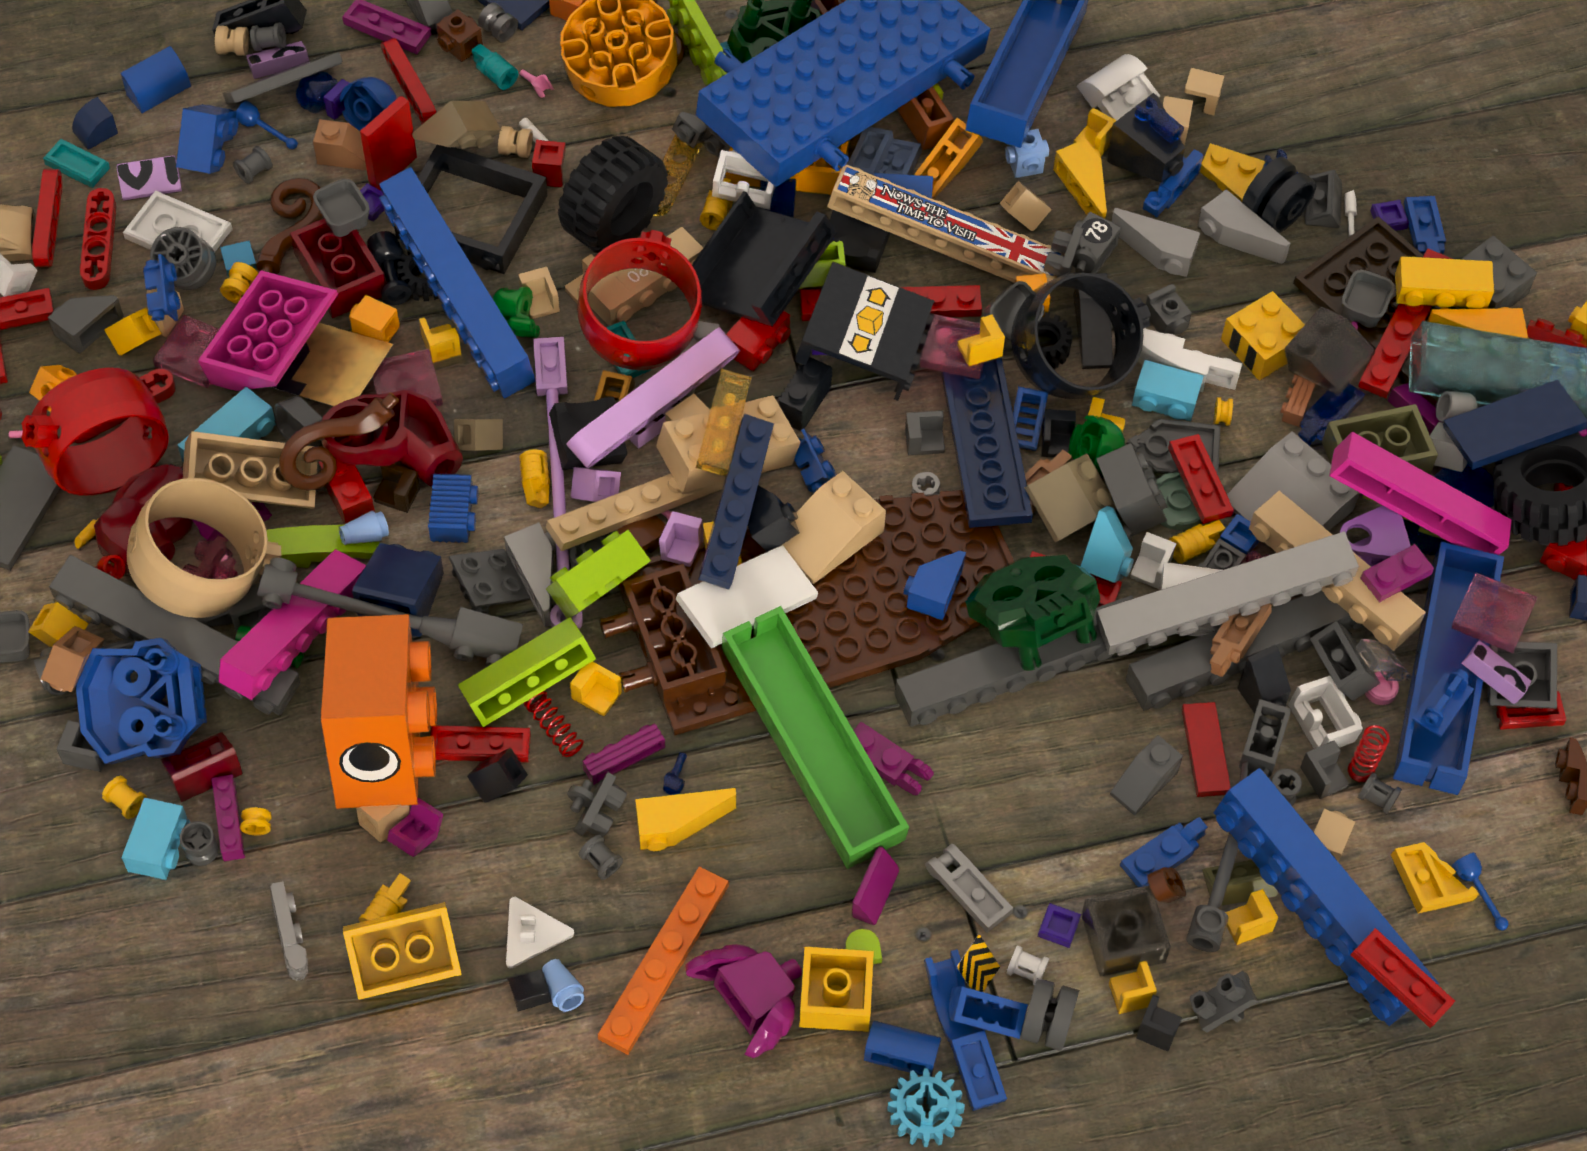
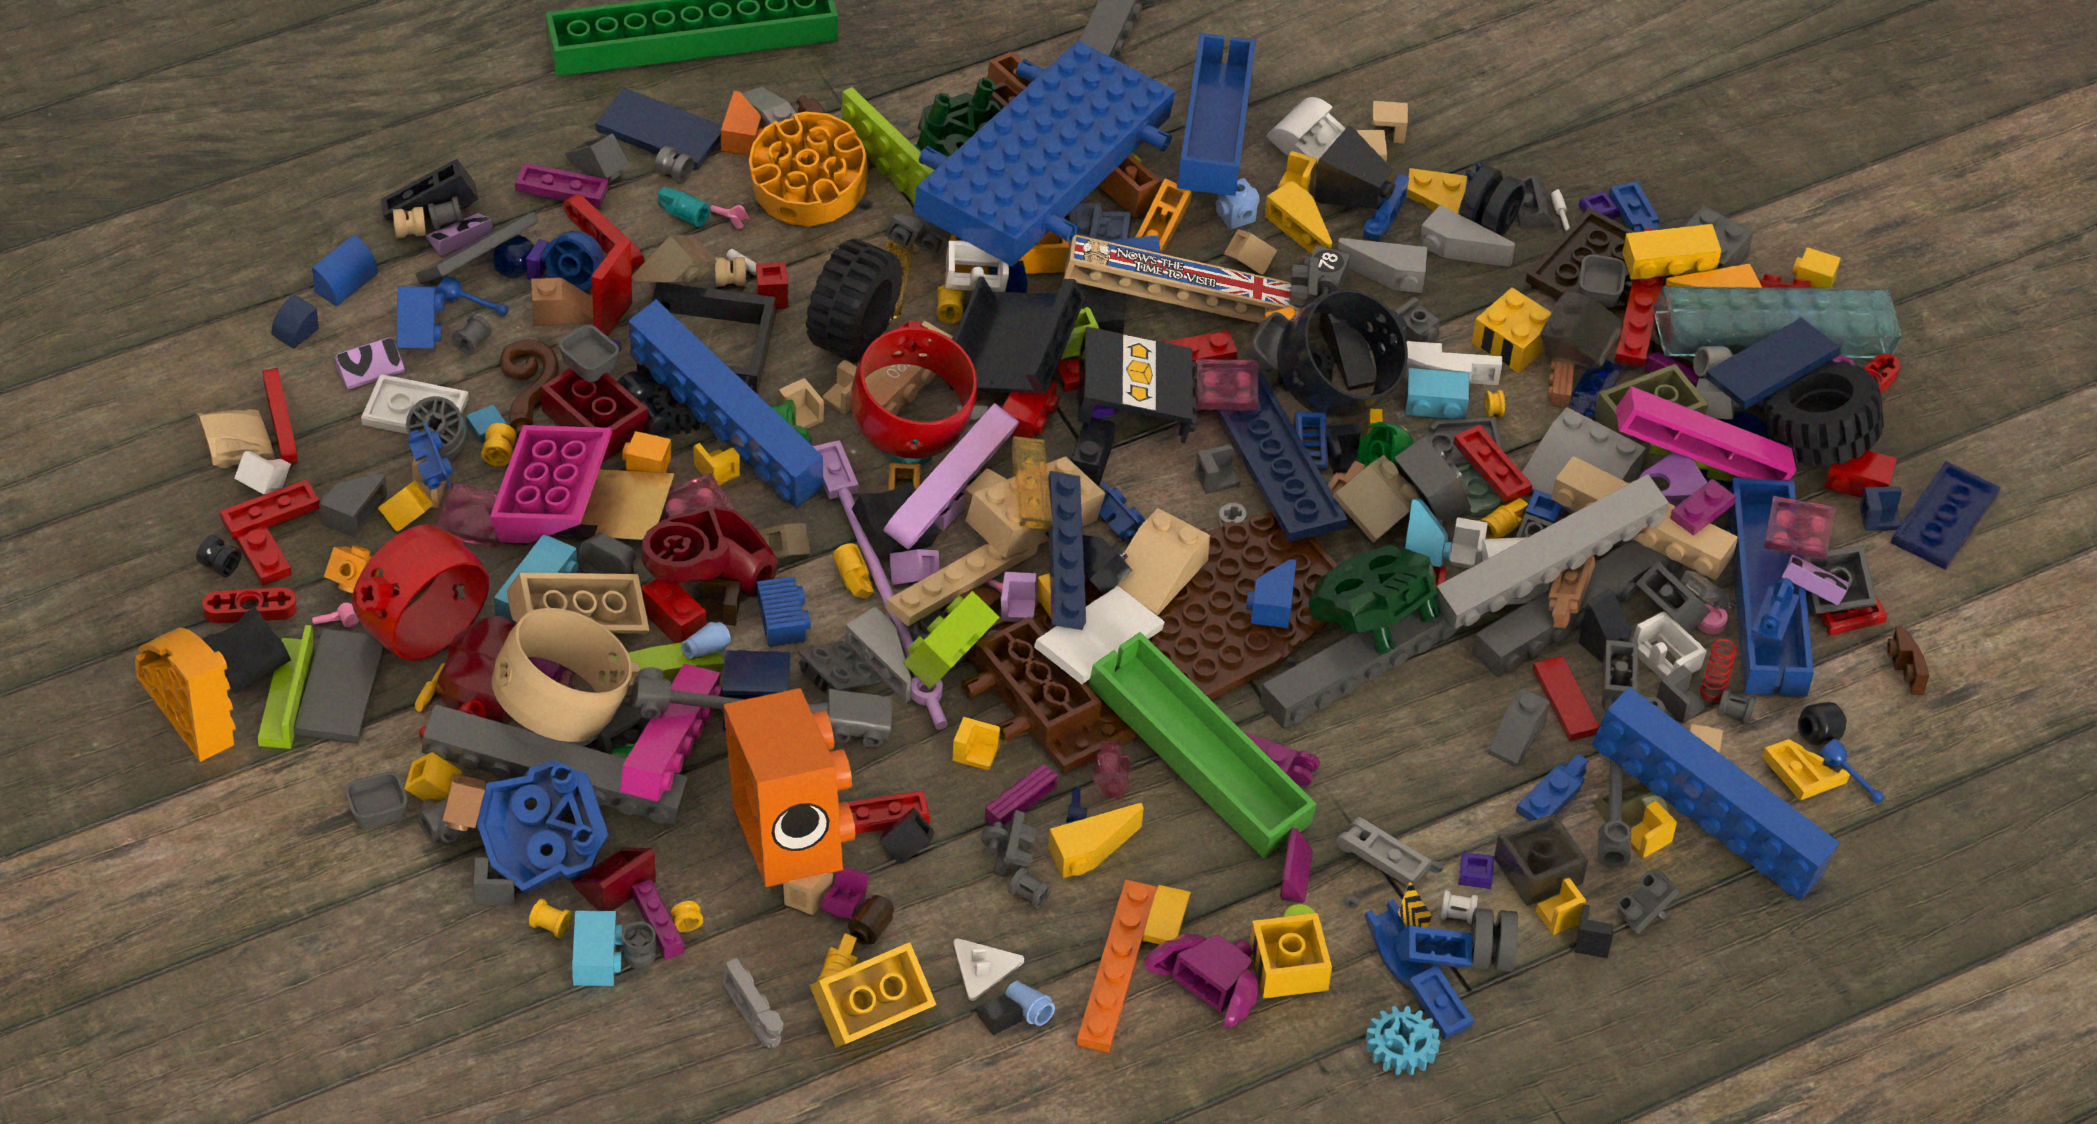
camera: 15 degrees left, 10 degrees down
(76, 163) = (290, 362): teal tile -> none
(98, 238) = (333, 428): red beam -> none
(364, 422) = (689, 535): reddish brown plant -> none
(432, 862) = (871, 919): none -> dark brown brick
(459, 35) = (640, 181): reddish brown brick -> none
(526, 671) = (909, 737): lime brick -> none
(536, 705) = (925, 768): red piece -> none
(720, 742) = (1112, 770): none -> clear pink hips
(728, 914) = (1166, 914): none -> yellow slope
(901, 1048) = (1363, 997): blue brick -> none
(984, 346) = (1258, 376): yellow panel -> none
(1159, 120) = (1363, 148): clear blue bar -> none
(1166, 885) = (1567, 813): reddish brown beam -> none
(1403, 978) = (1806, 841): red tile -> none
(1464, 831) = (1822, 723): none -> black head

